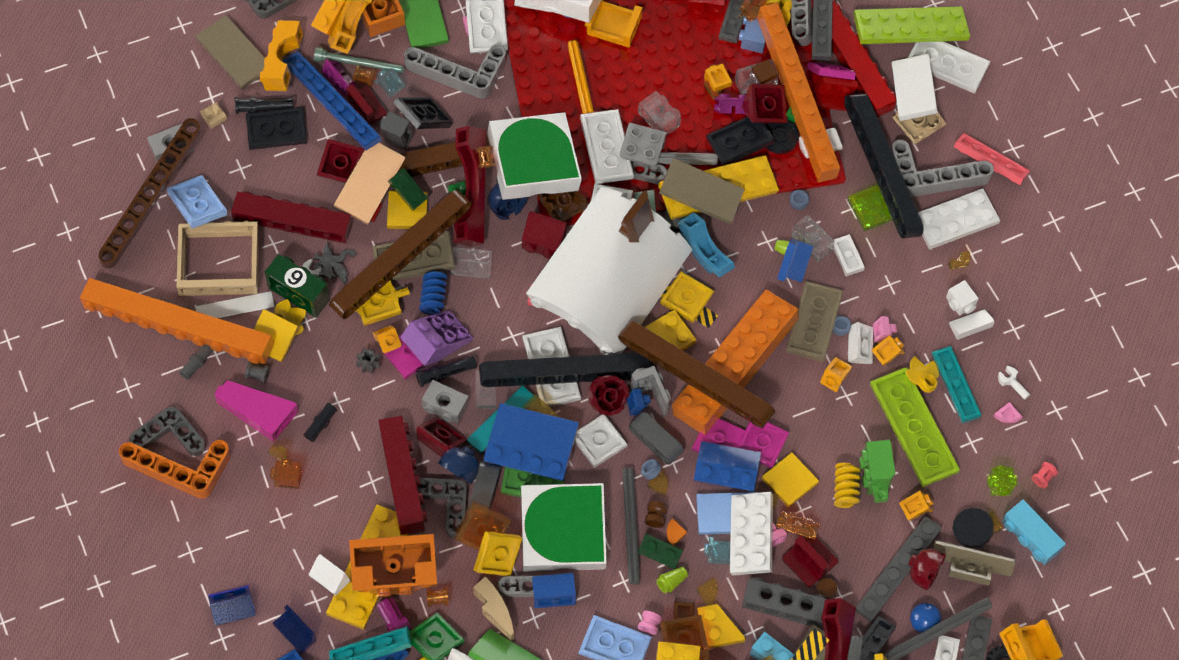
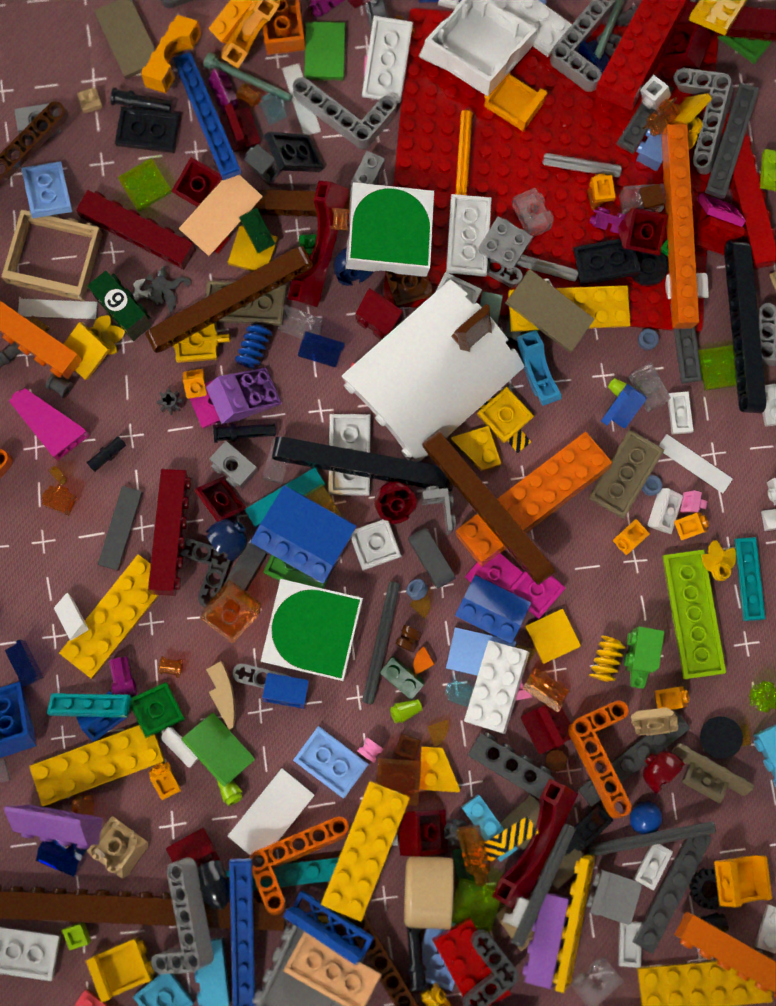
camera: 15 degrees right, 15 degrees up
(288, 176) = (144, 184): none -> clear neon green plate
(352, 486) = (120, 528): none -> dark grey tile
(410, 555) = (127, 632): orange brick -> none
(424, 85) = (306, 118): none -> white sticker
(497, 110) = (369, 169): none -> light grey brick
(497, 279) = (320, 349): none -> clear blue panel
(497, 553) = (238, 642): yellow tile -> none
(637, 401) = (423, 515): blue tile -> none
(691, 63) = (581, 165): none -> light grey axle
(838, 203) = (687, 355): none -> dark grey tile
(864, 569) = (599, 756): none -> orange beam
(875, 297) = (695, 463): none -> white sticker
(906, 523) = (655, 721): none -> tan slope

